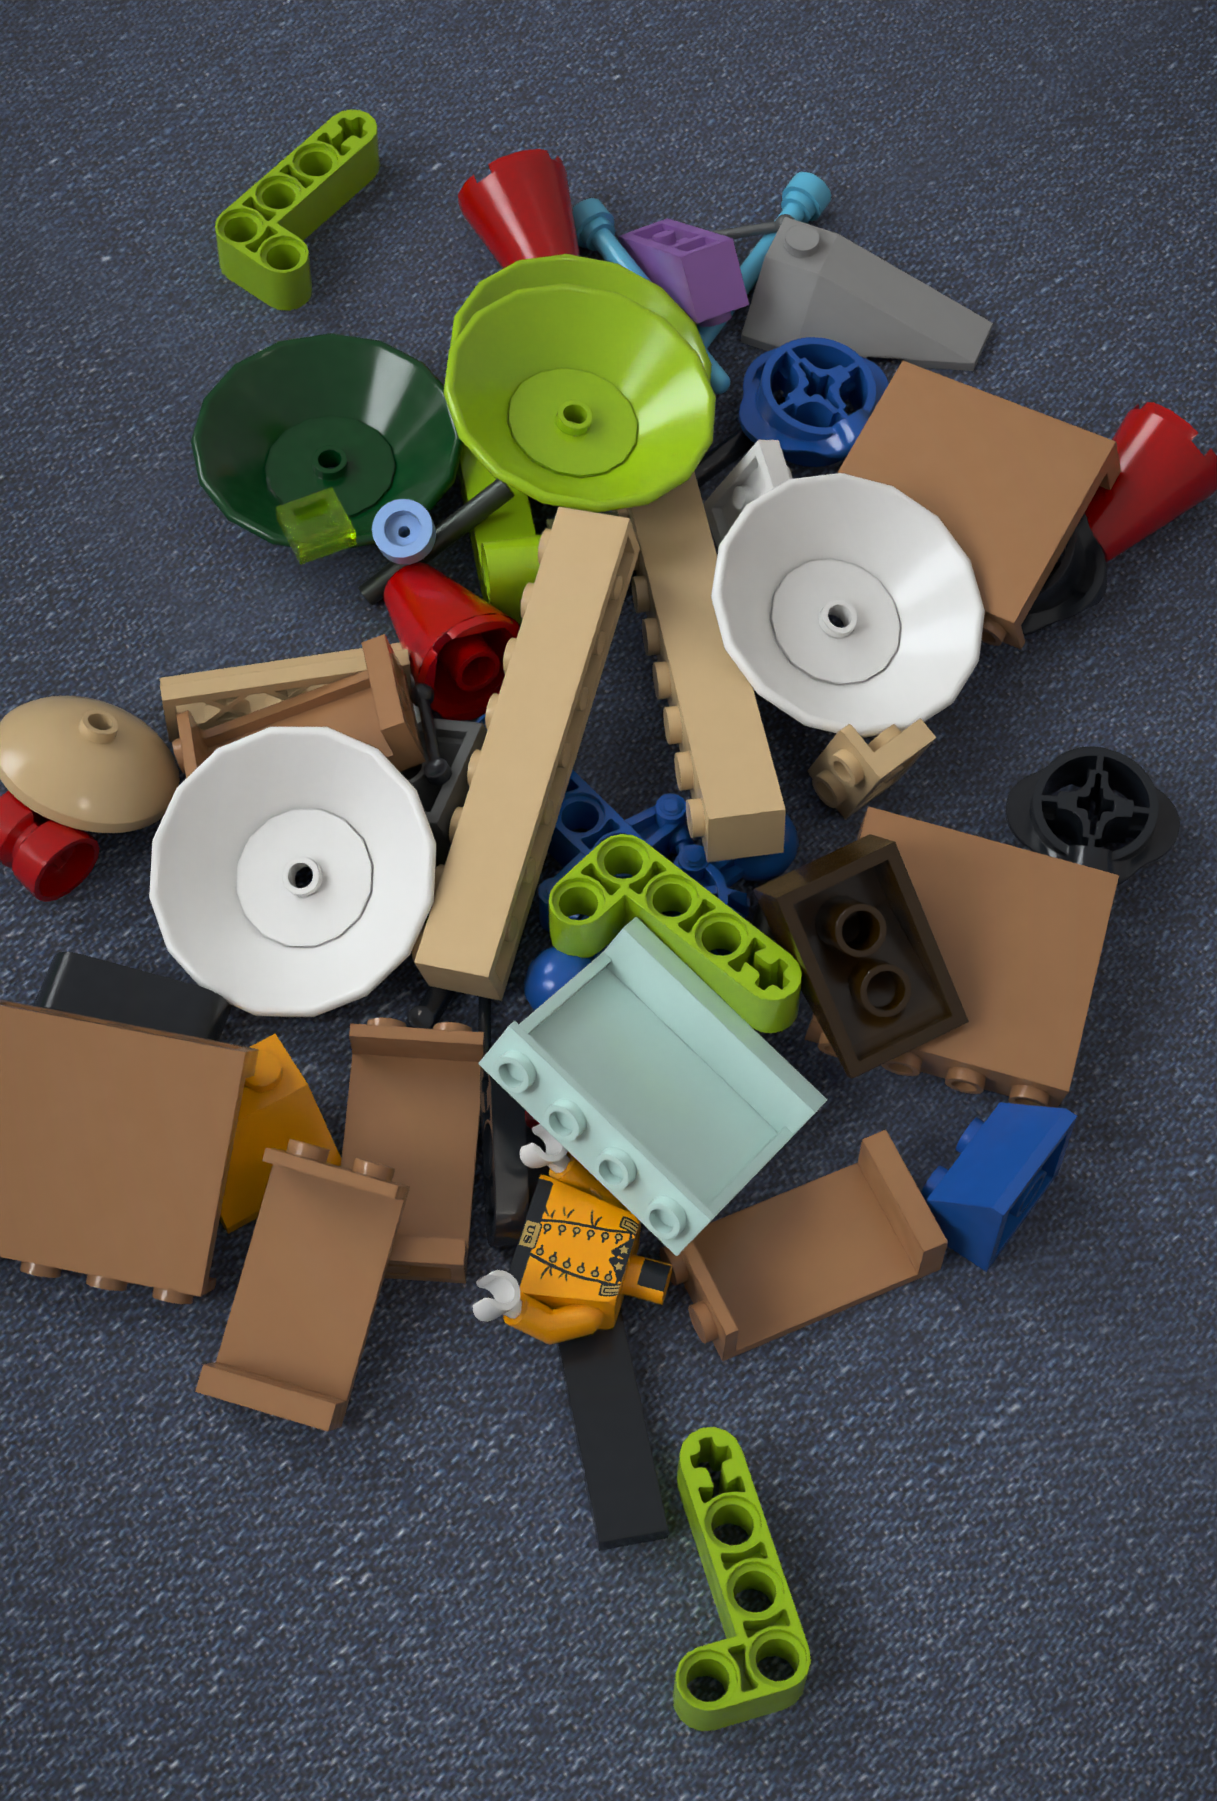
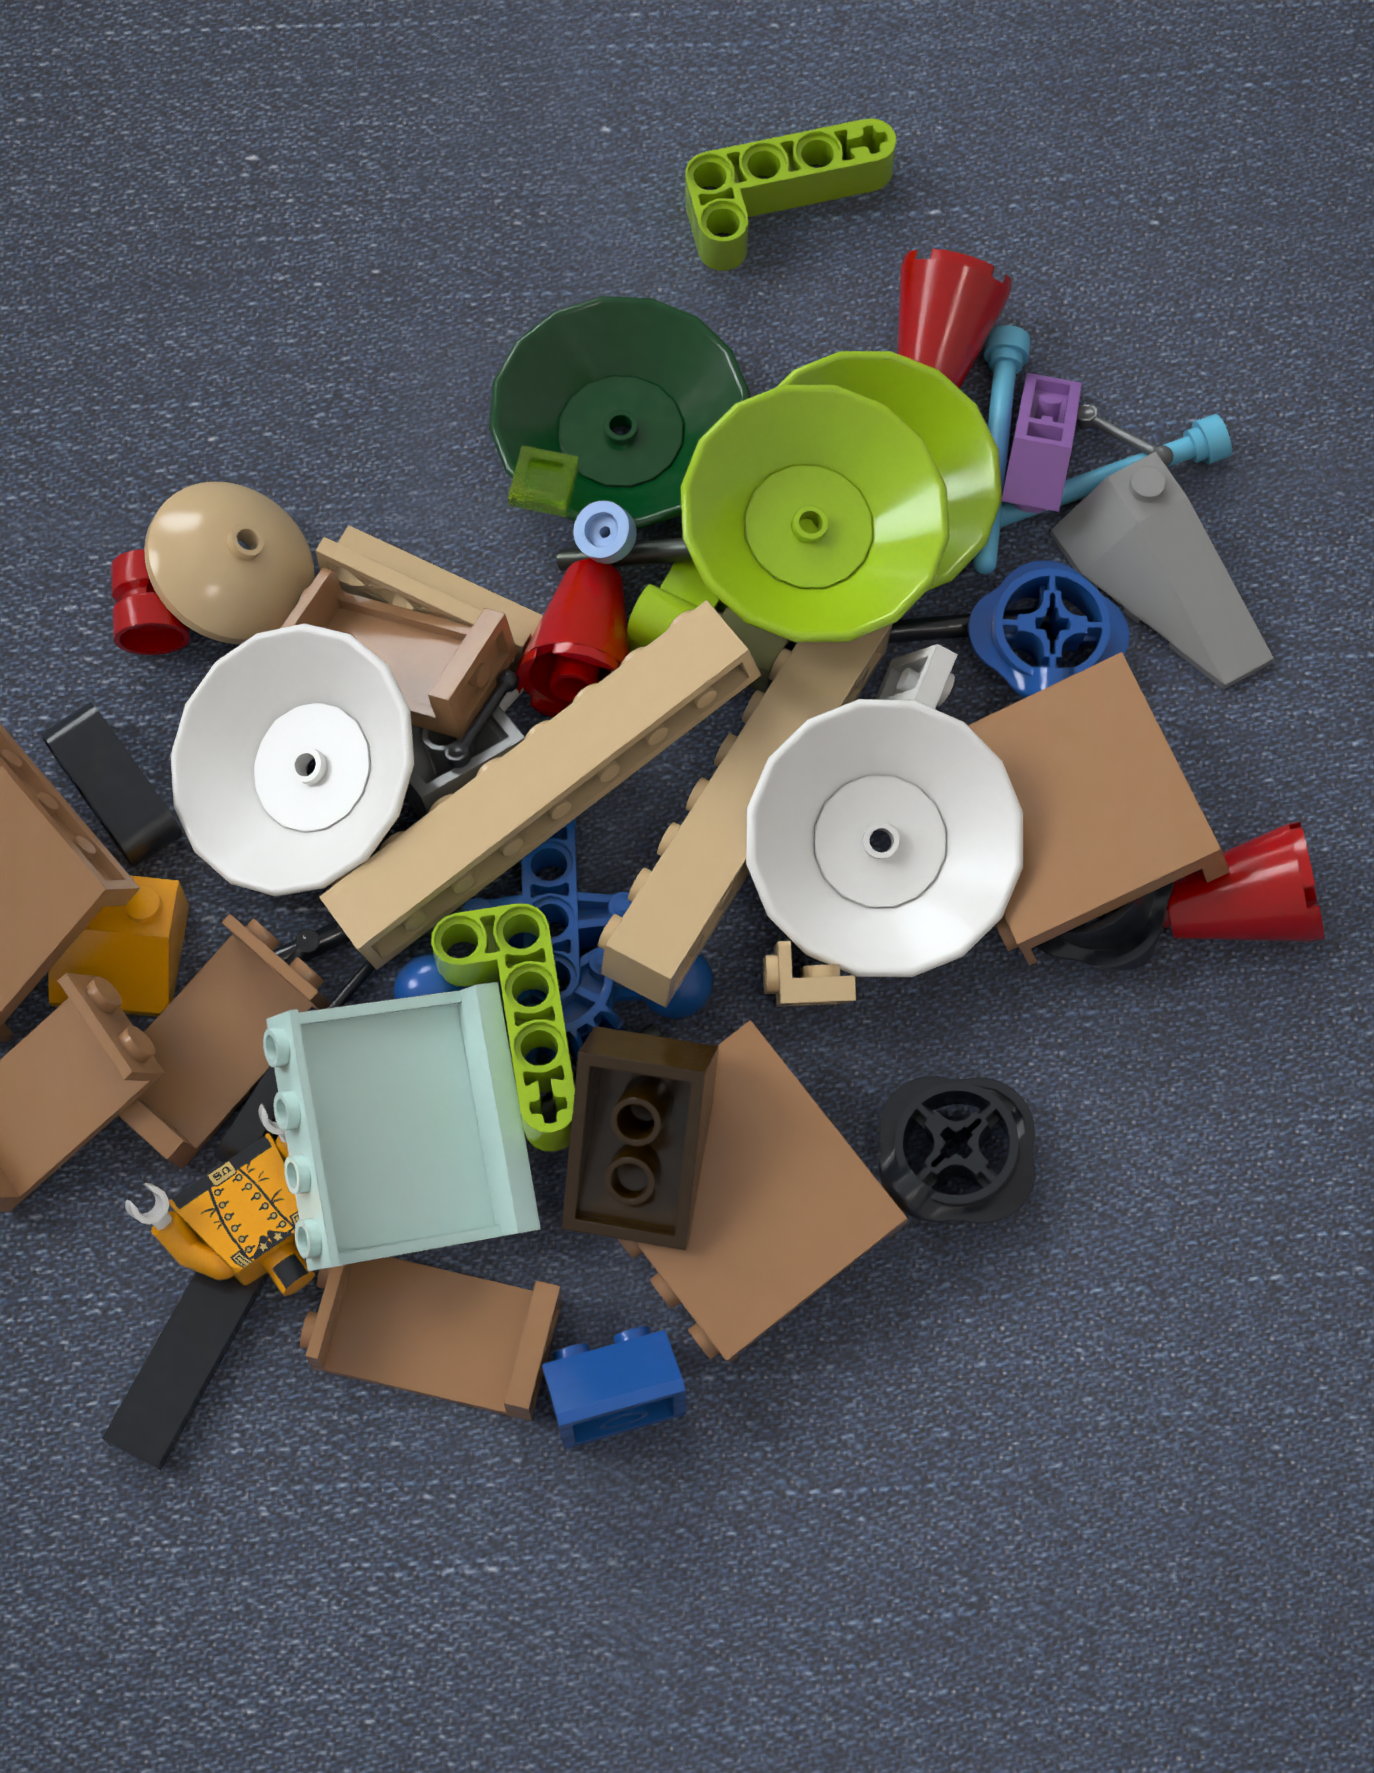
camera: 40 degrees right, 10 degrees up
(728, 1572) = (164, 1533): lime beam -> none

